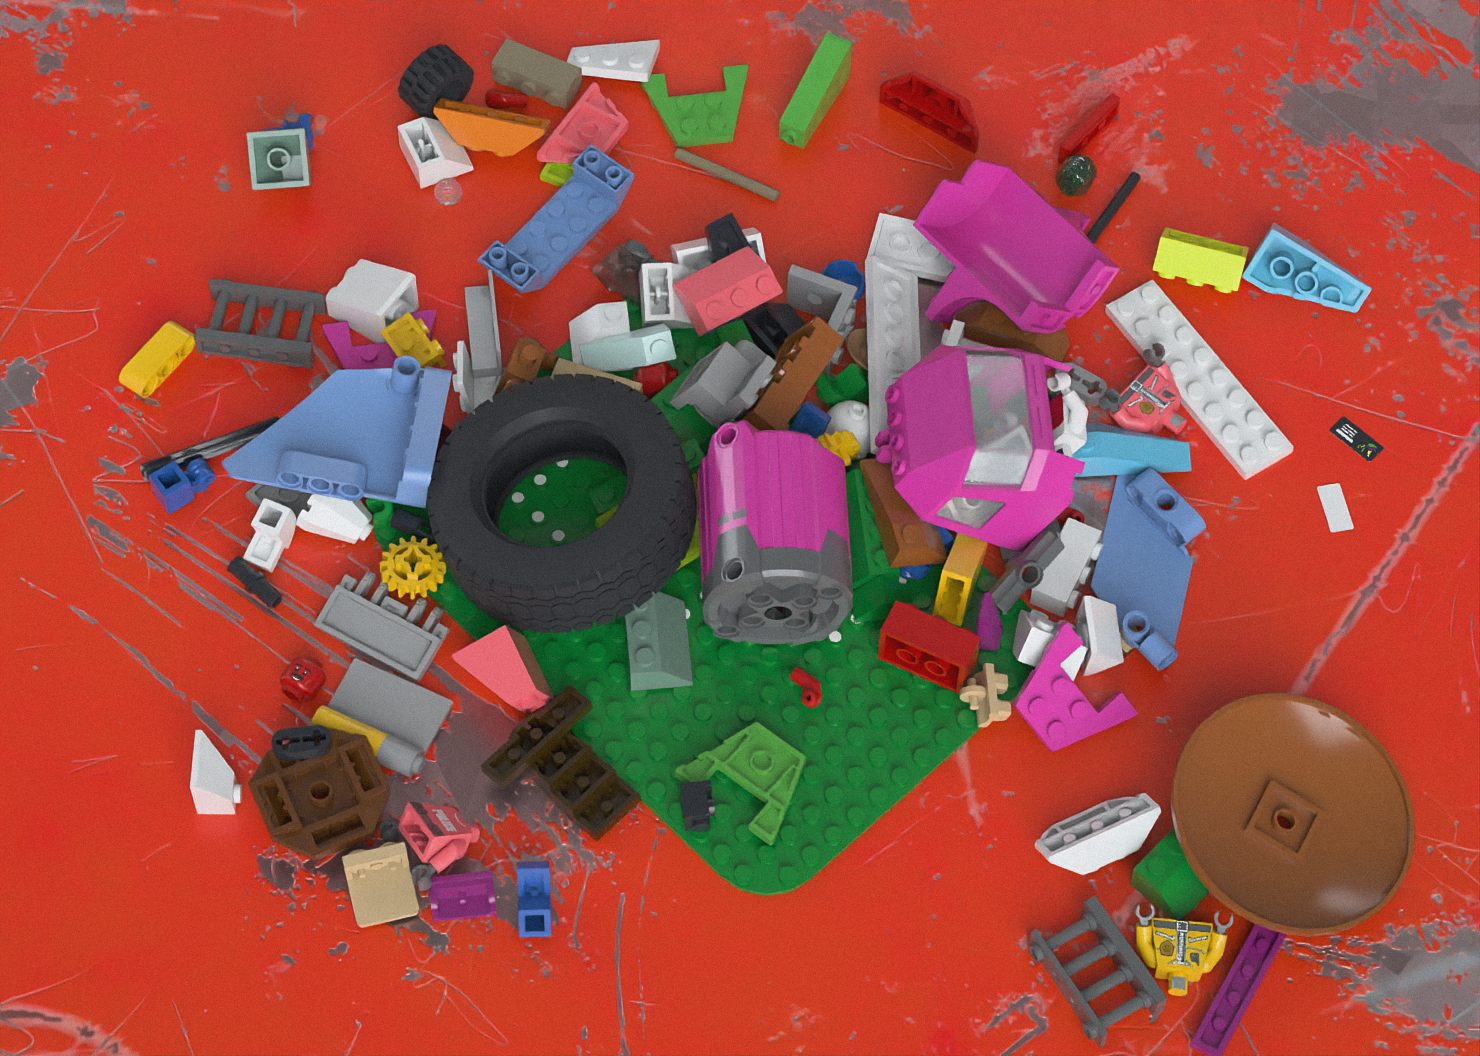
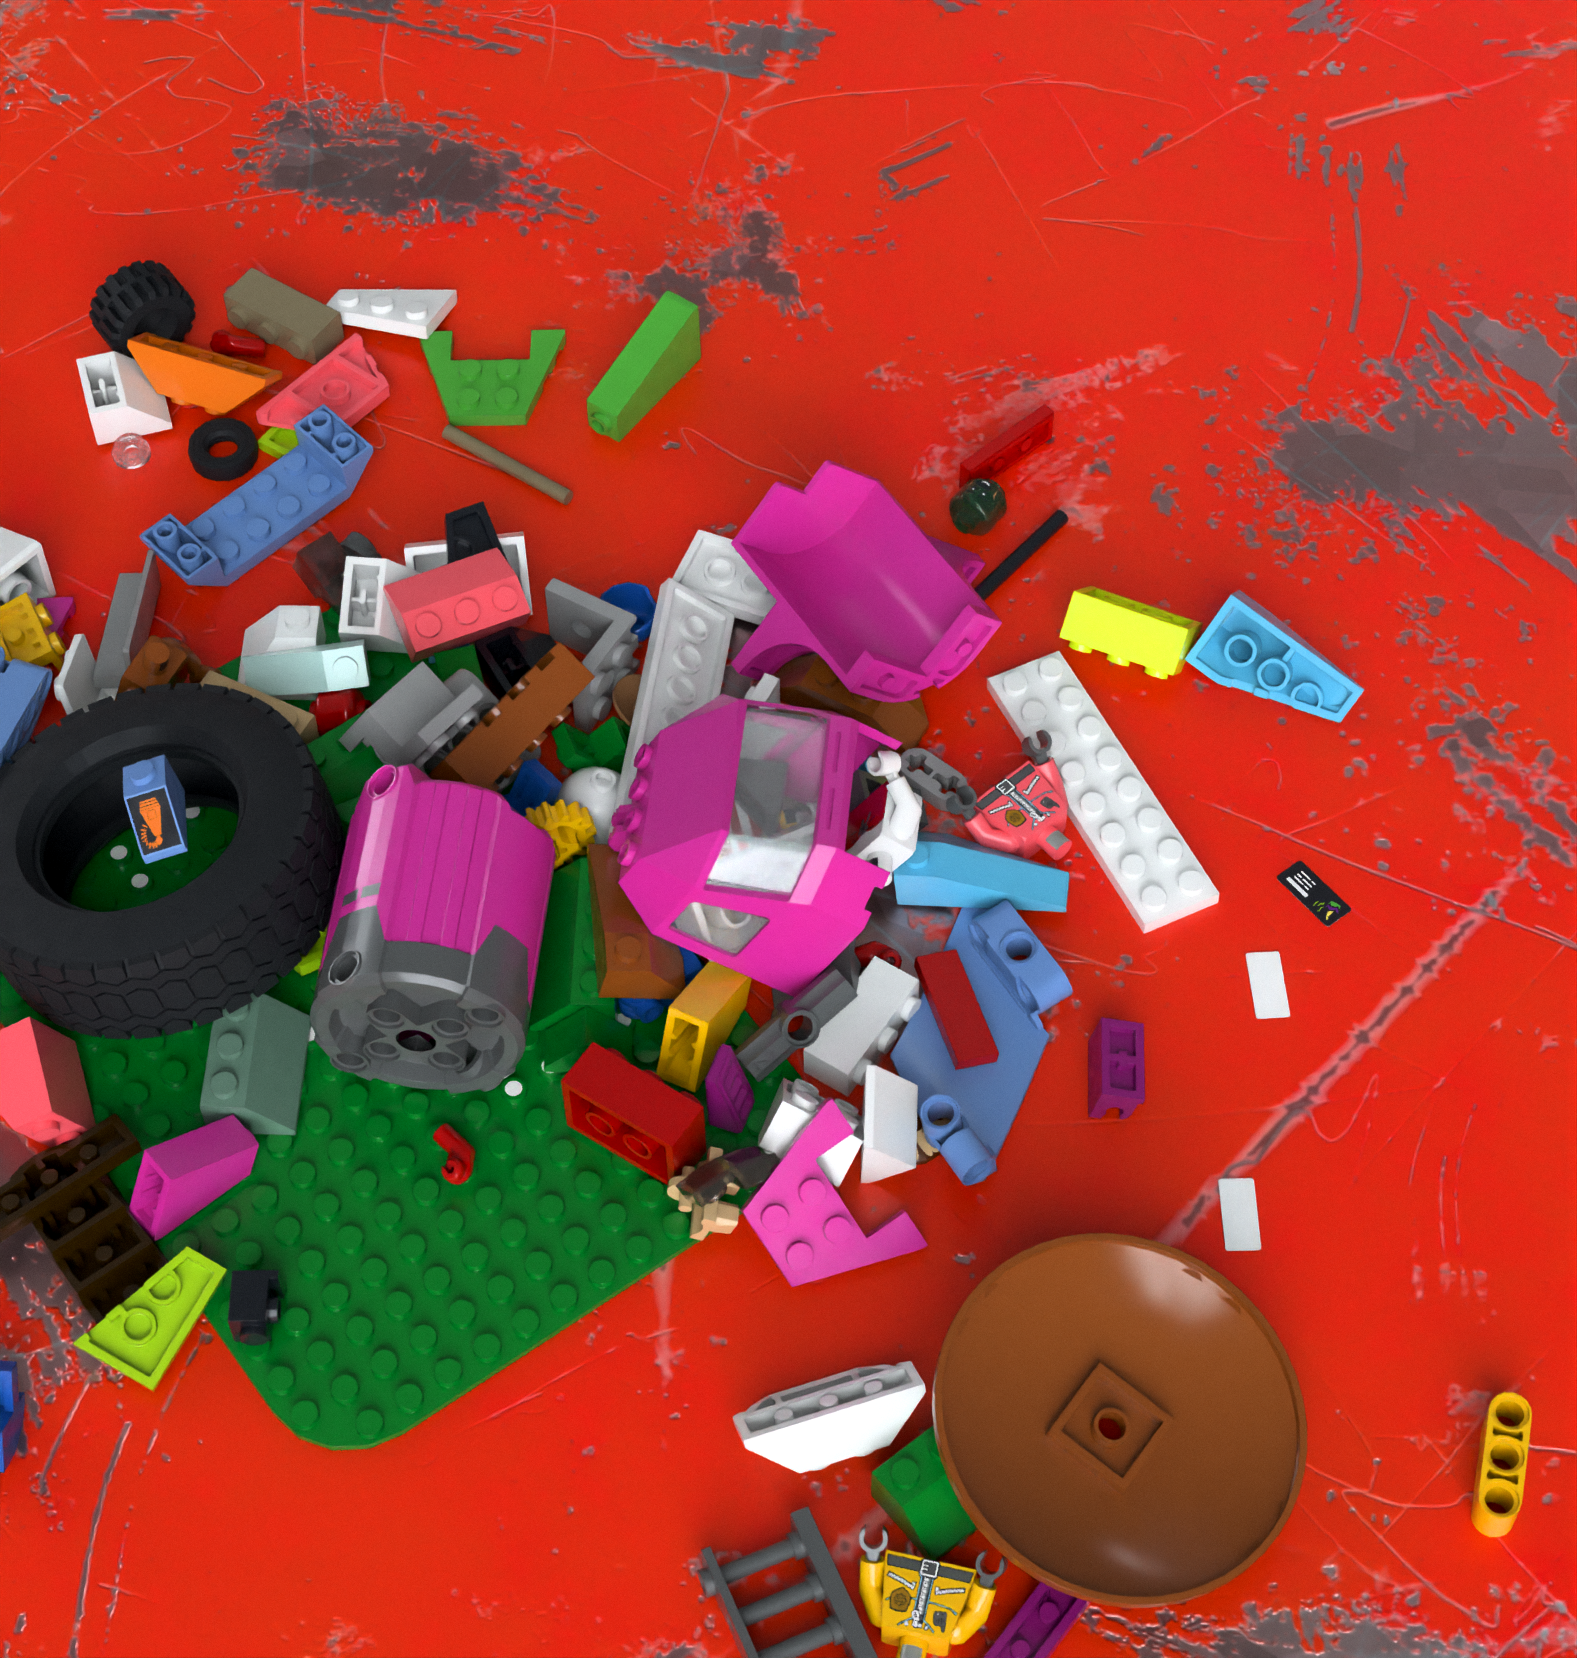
camera: 10 degrees right, 5 degrees down
(519, 198) = (225, 467): none -> black tyre
(574, 471) = (156, 808): none -> slope
(630, 822) = (154, 1322): none -> lime wing
(632, 721) = (190, 1173): none -> dark pink slope
(761, 766) = (361, 1258): bright green wing -> none
(932, 107) = (797, 402): red wedge -> none
(1009, 675) = (741, 1167): none -> clear smoke slope
(1128, 548) = (956, 1009): none -> red tile
(1244, 577) = (1116, 1067): none -> magenta hinge
(1341, 669) = (1239, 1214): none -> white sticker

